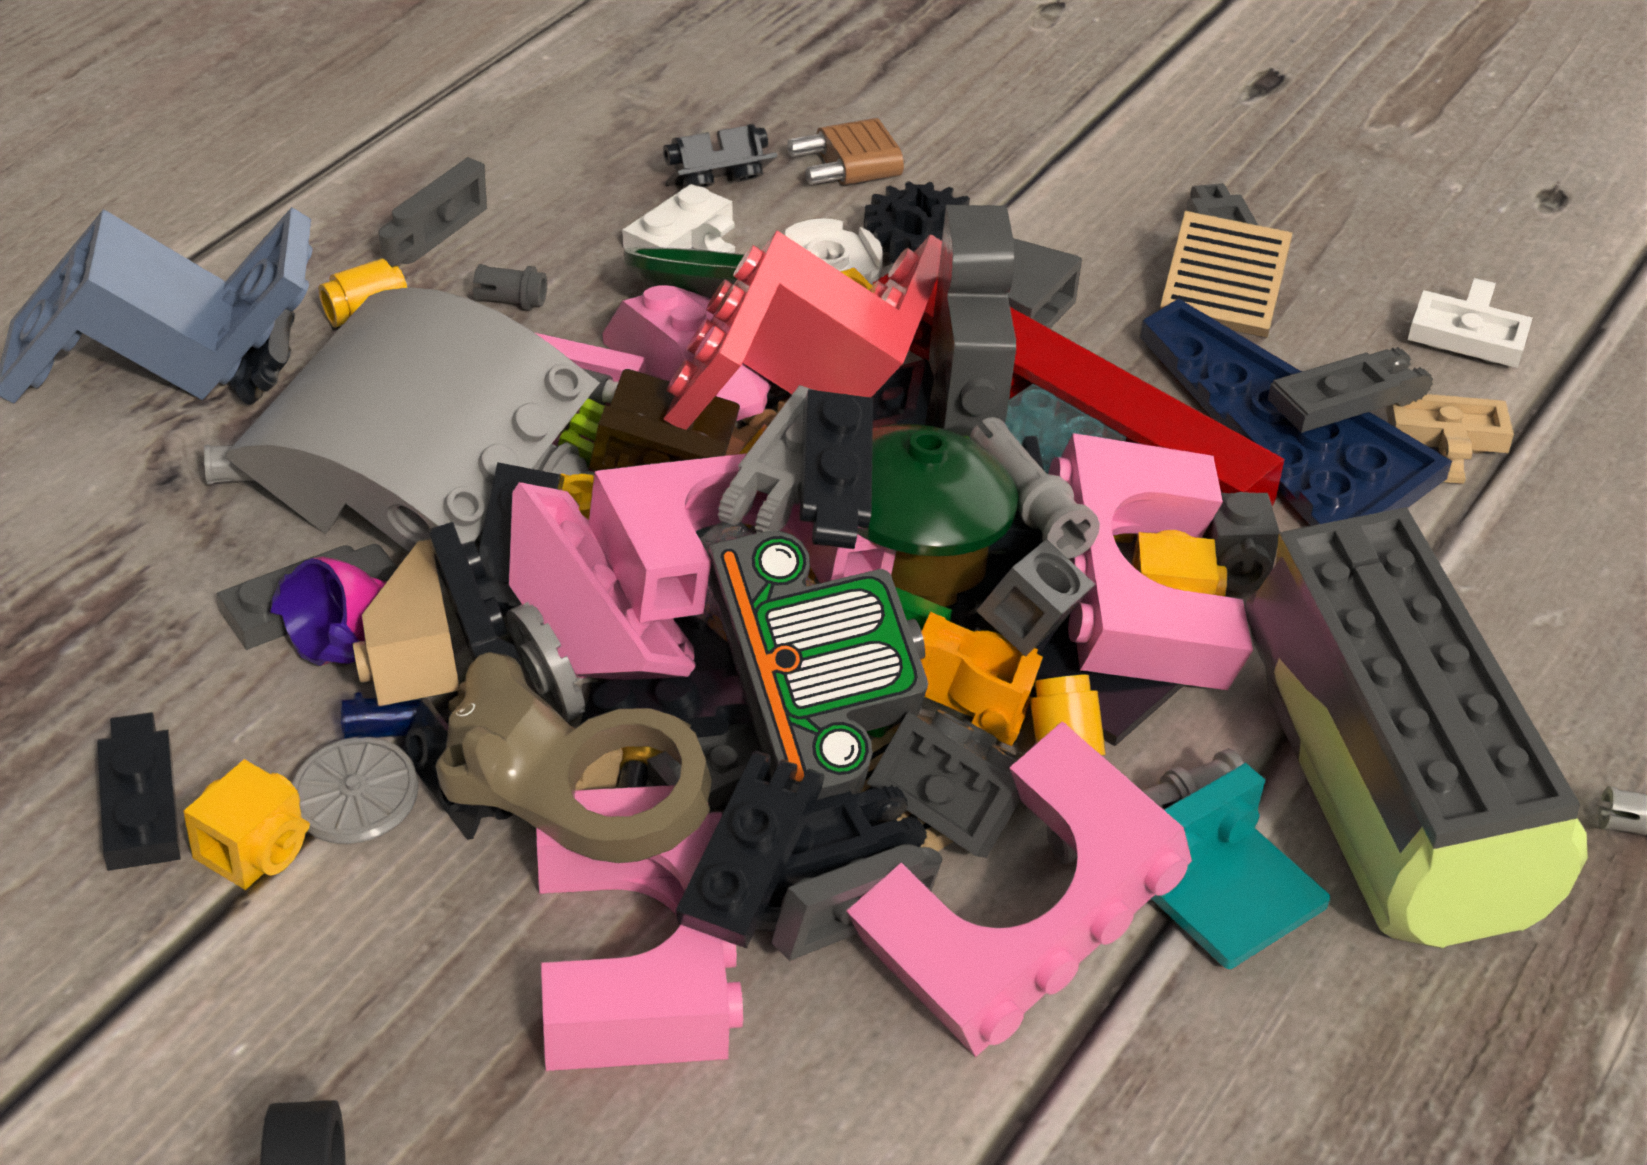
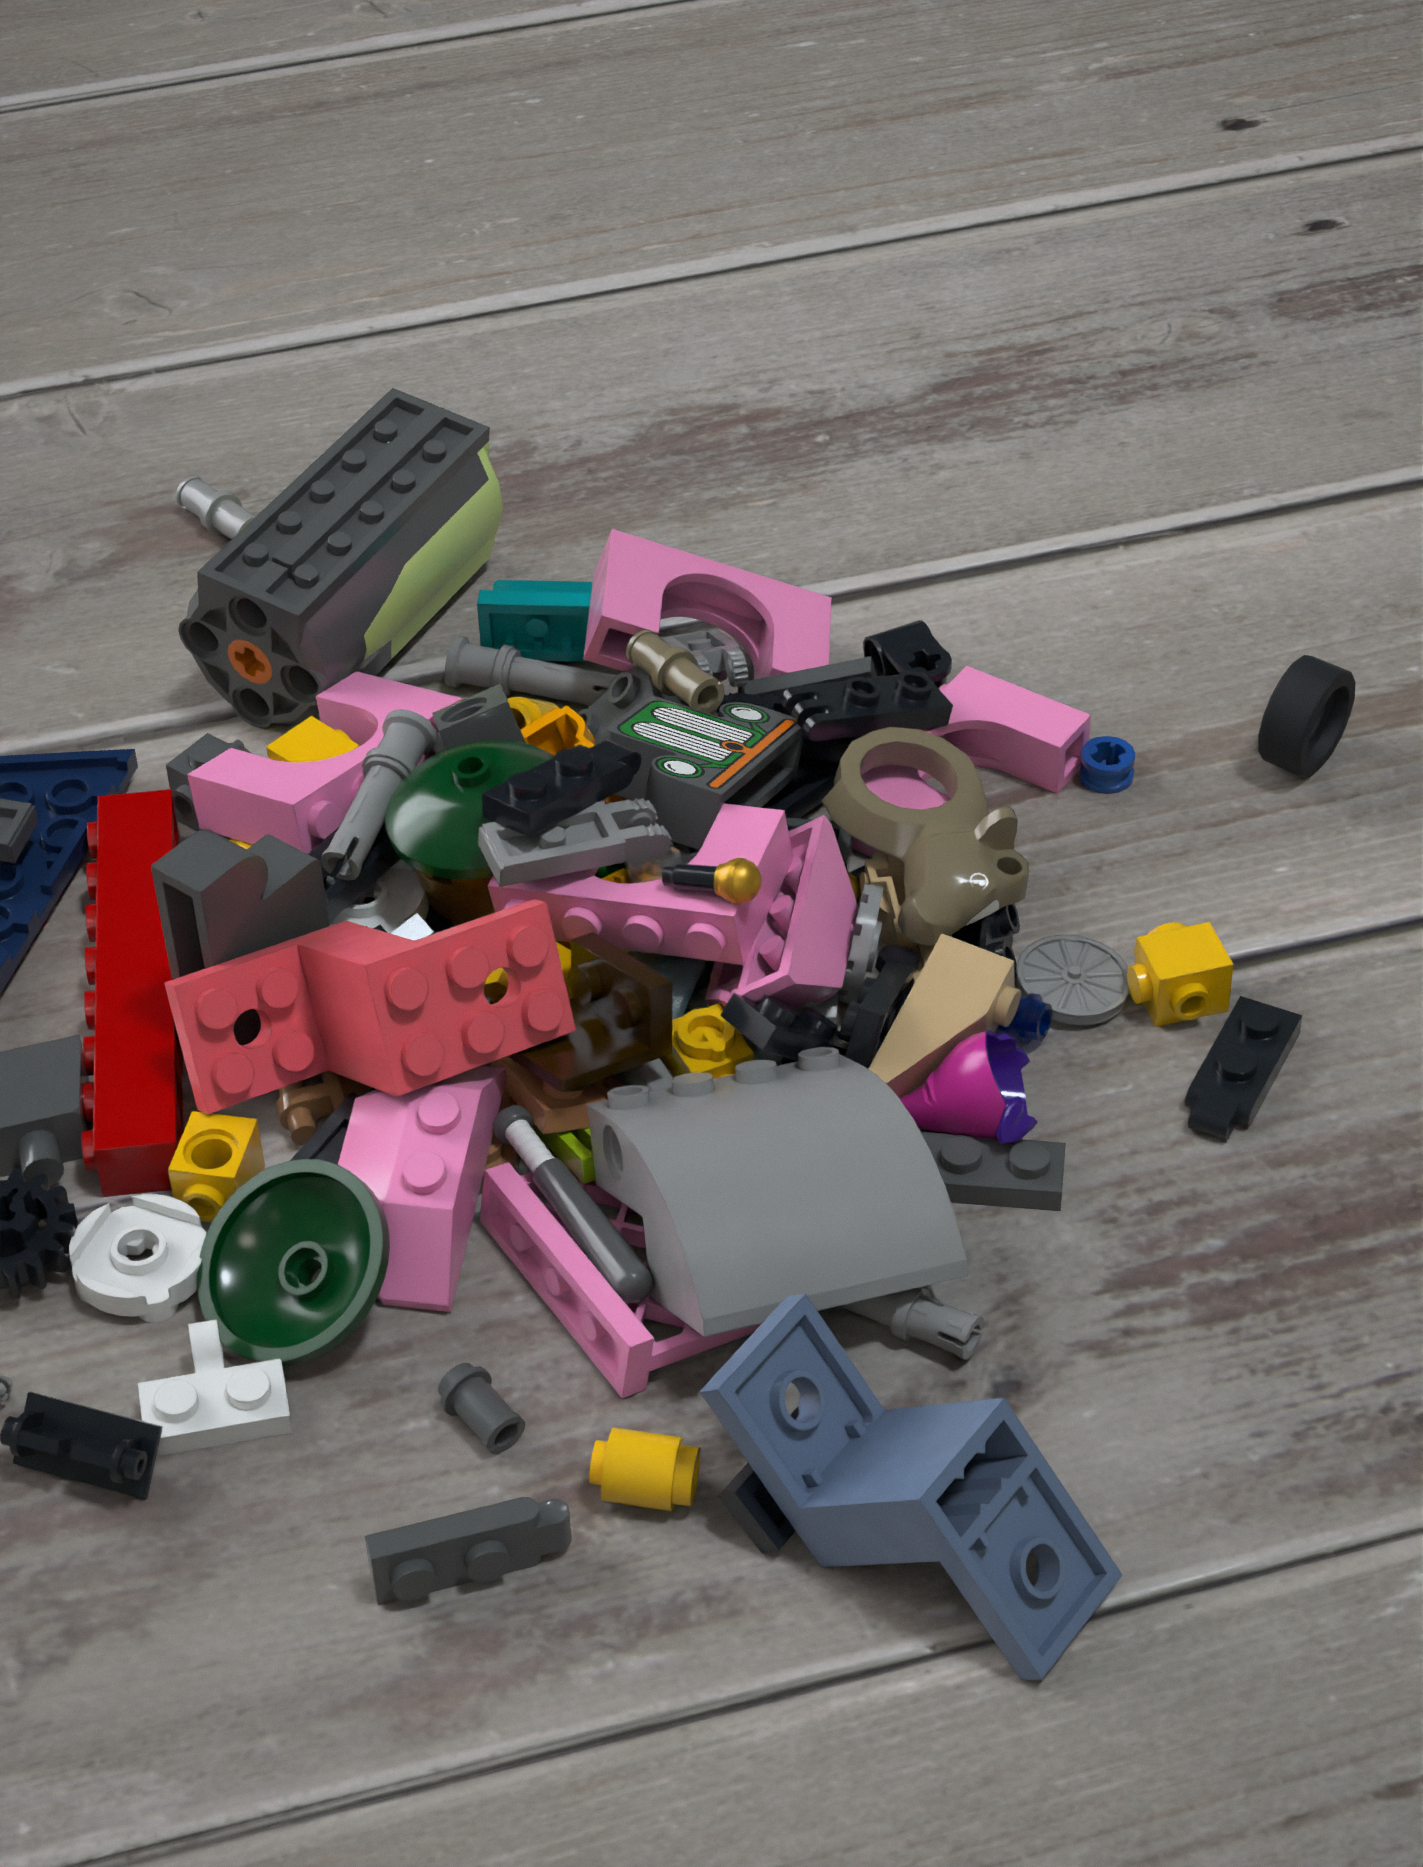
camera: 135 degrees left, 0 degrees up
(502, 1030) = (1107, 764): none -> blue bush
(612, 473) = (734, 880): none -> piece
(815, 1035) = (908, 649): none -> black piece
(944, 736) = (675, 671): none -> dark tan pin
(991, 867) = (715, 654): none -> light grey hinge

